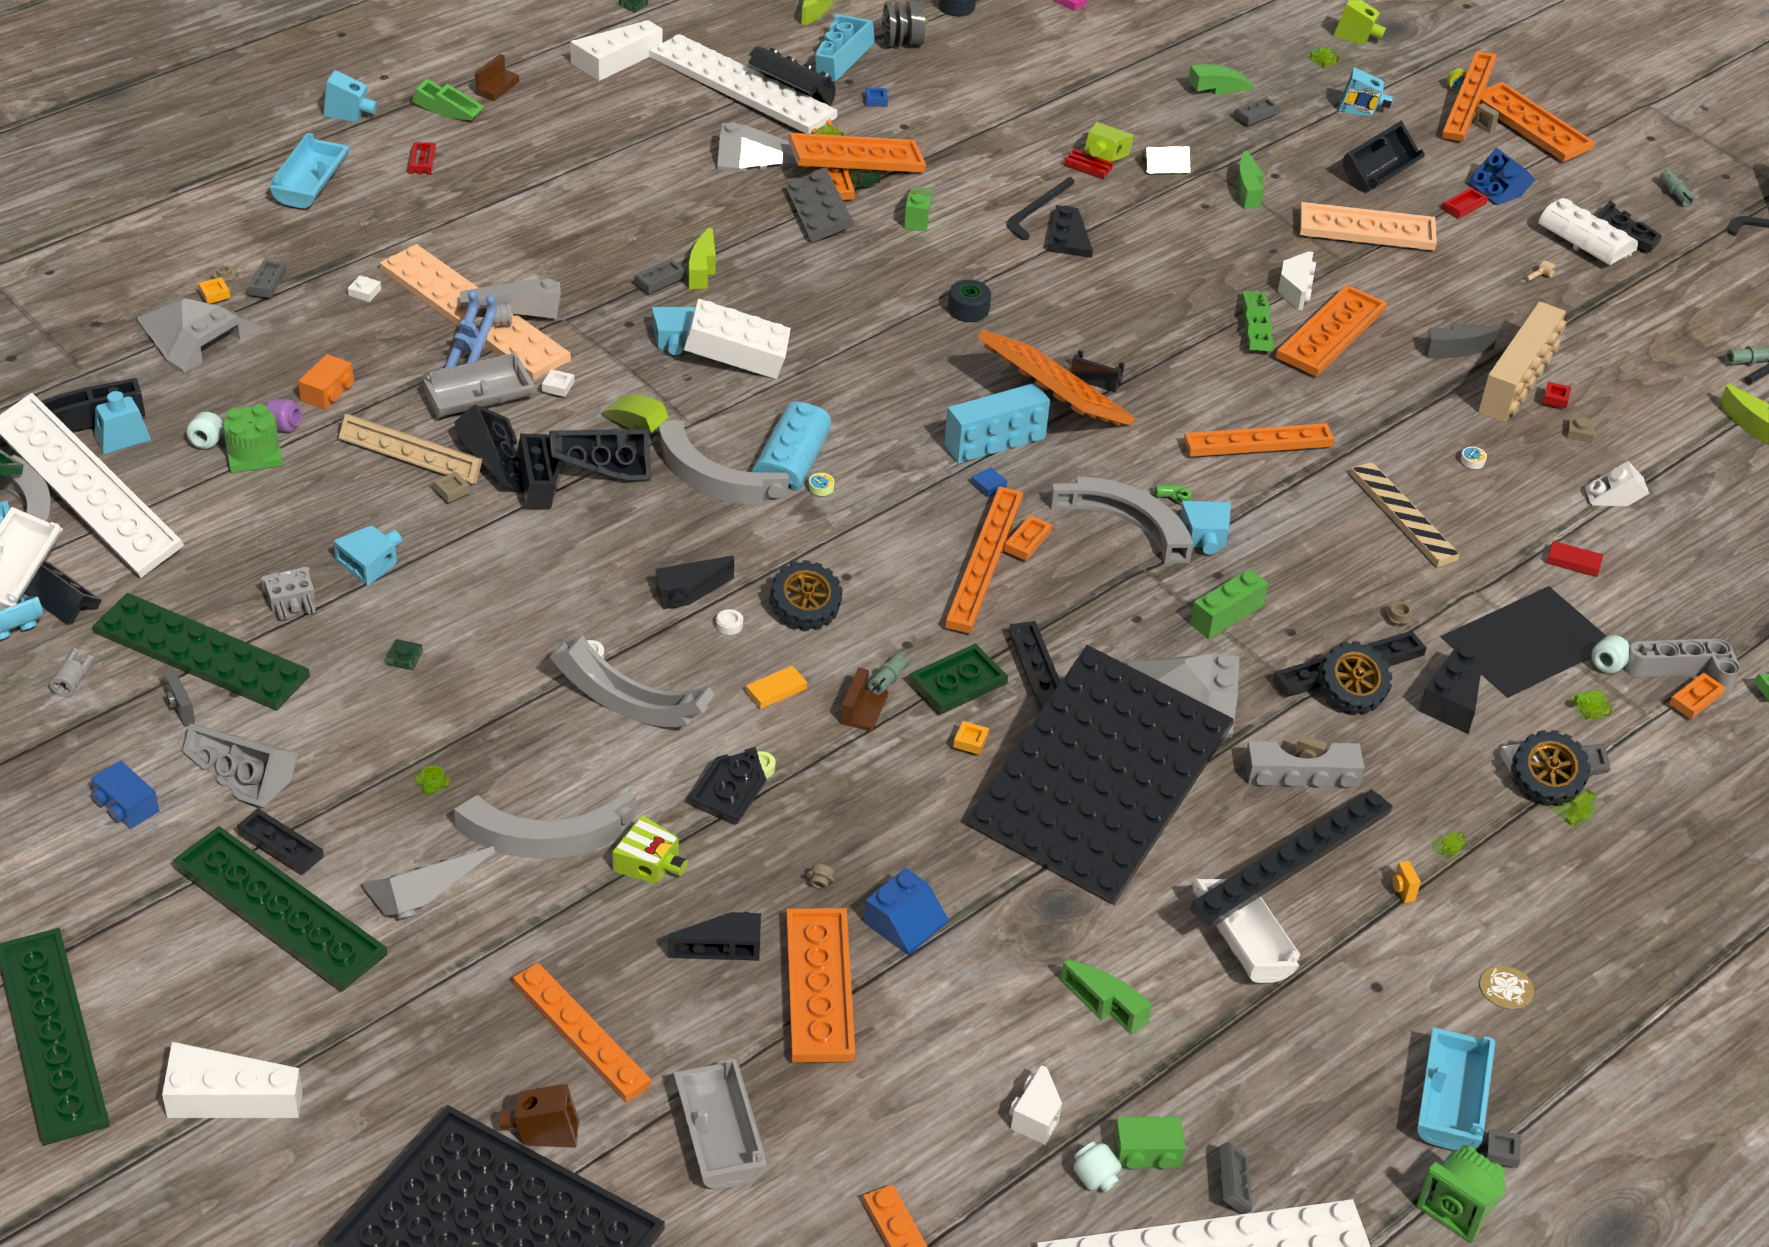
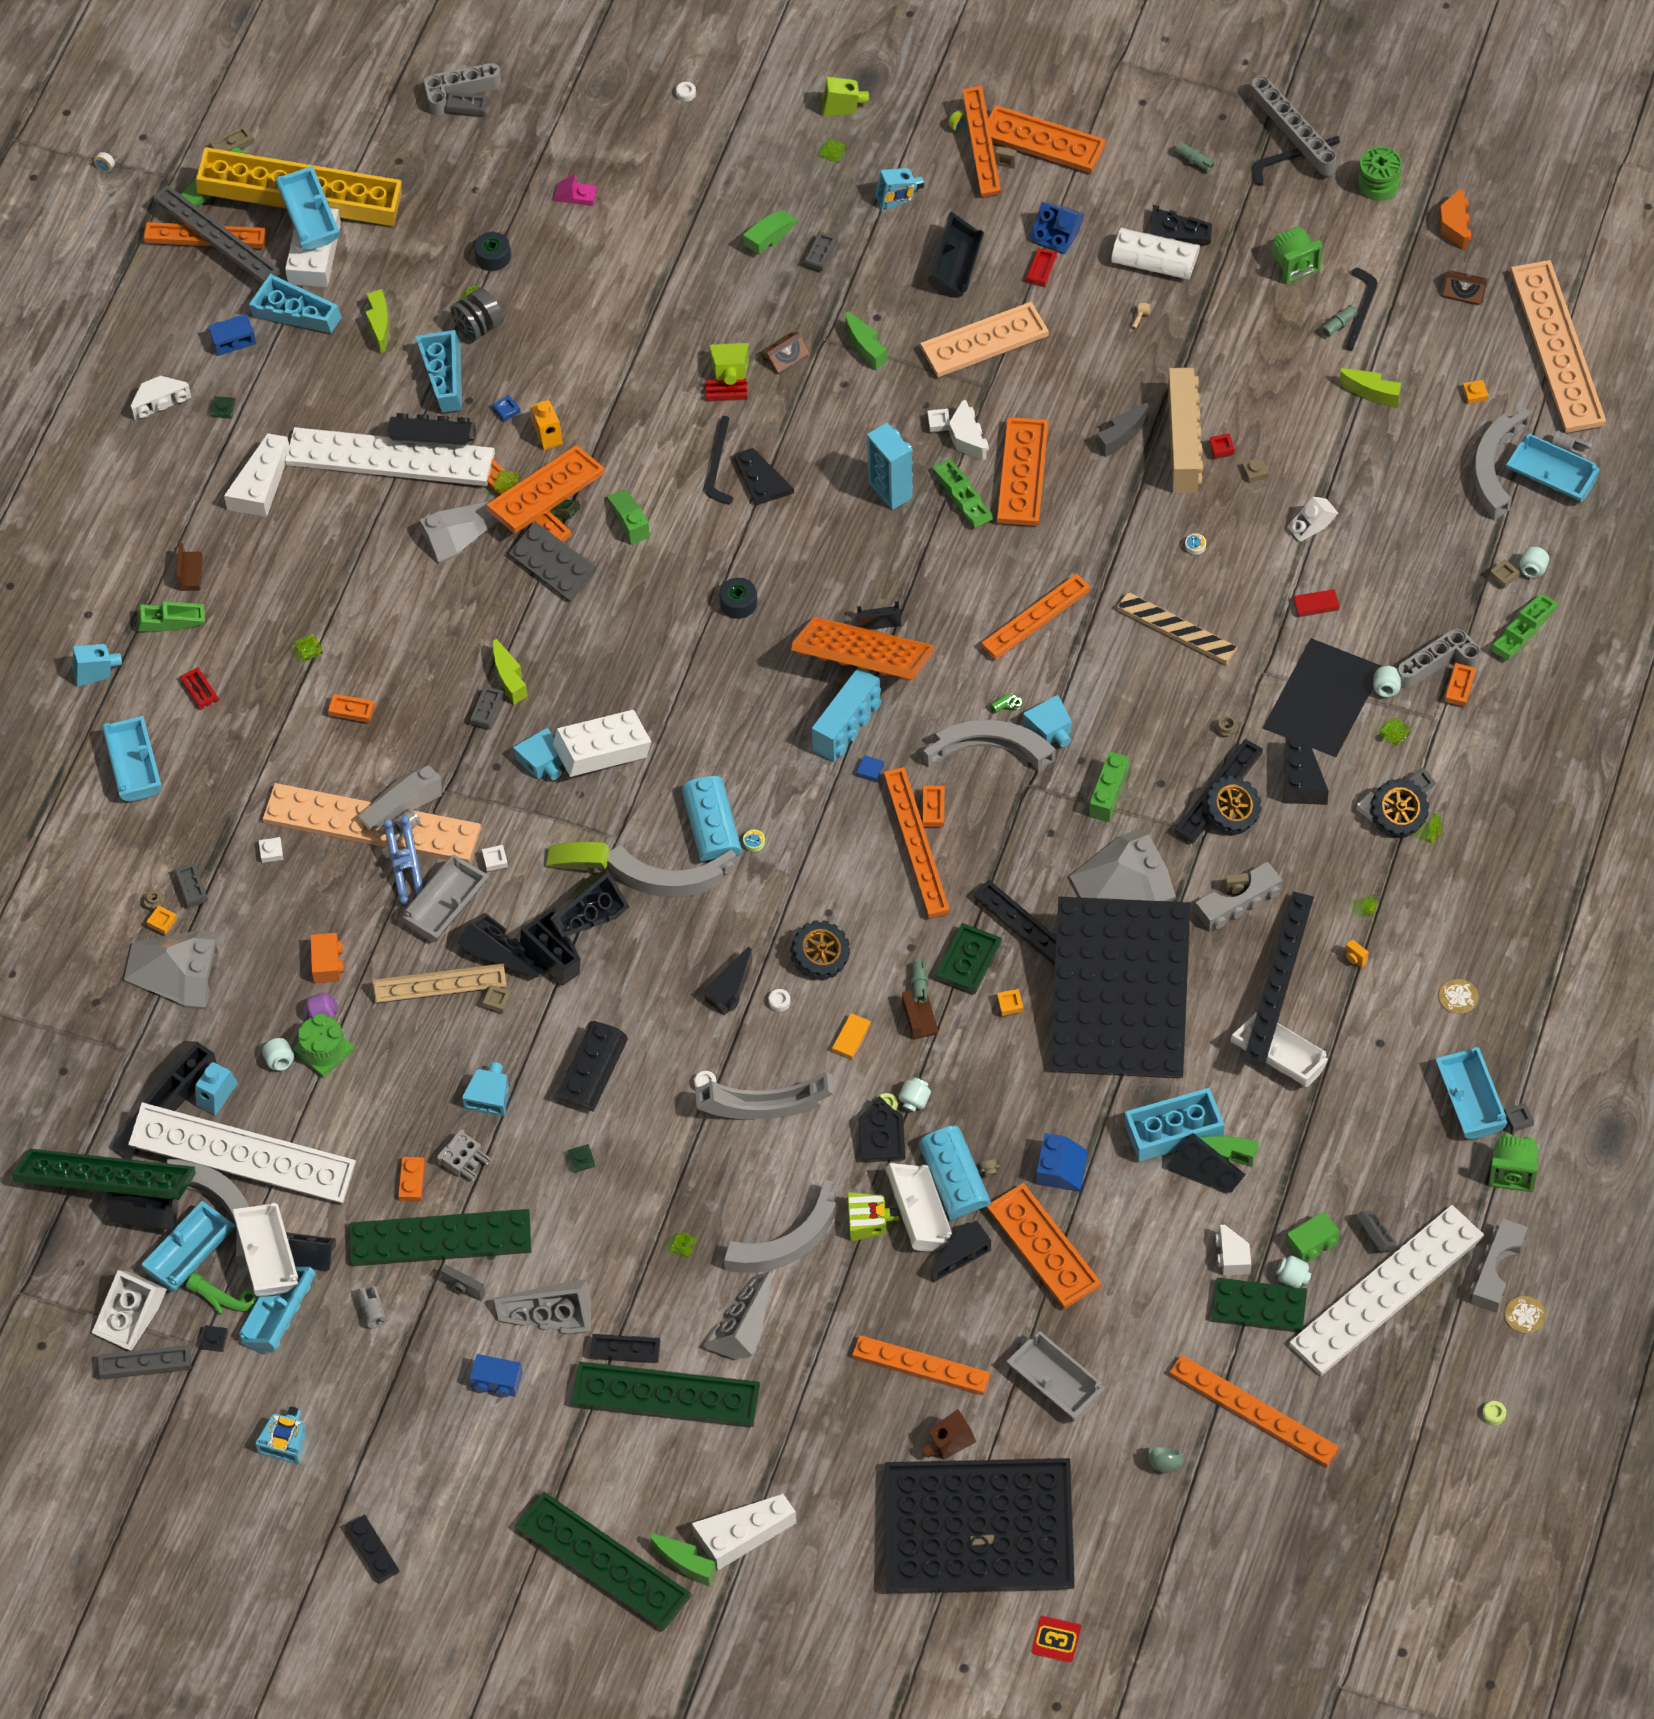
camera: 25 degrees left, 15 degrees up
(138, 1082) = (684, 1559): none -> bright green slope
(224, 589) = (411, 1179): none -> orange plate
(486, 579) = (591, 1066): none -> black container
(538, 224) = (351, 708): none -> orange plate
(543, 170) = (308, 647): none -> clear neon green plate
(709, 869) = (919, 1206): none -> white container
(777, 857) = (954, 1172): none -> medium azure container
(796, 767) = (914, 1094): none -> light aqua head
(899, 106) = (543, 417): none -> light orange torso
(1030, 1183) = (1259, 1305): none -> dark green plate
(1051, 931) = (1169, 1123): none -> medium azure brick
(1072, 997) = (1206, 1165): none -> black wing
(1195, 255) = (890, 465): none -> medium azure brick
(1274, 261) = (938, 420): none -> white plate
(1737, 286) = (1296, 254): none -> bright green piece

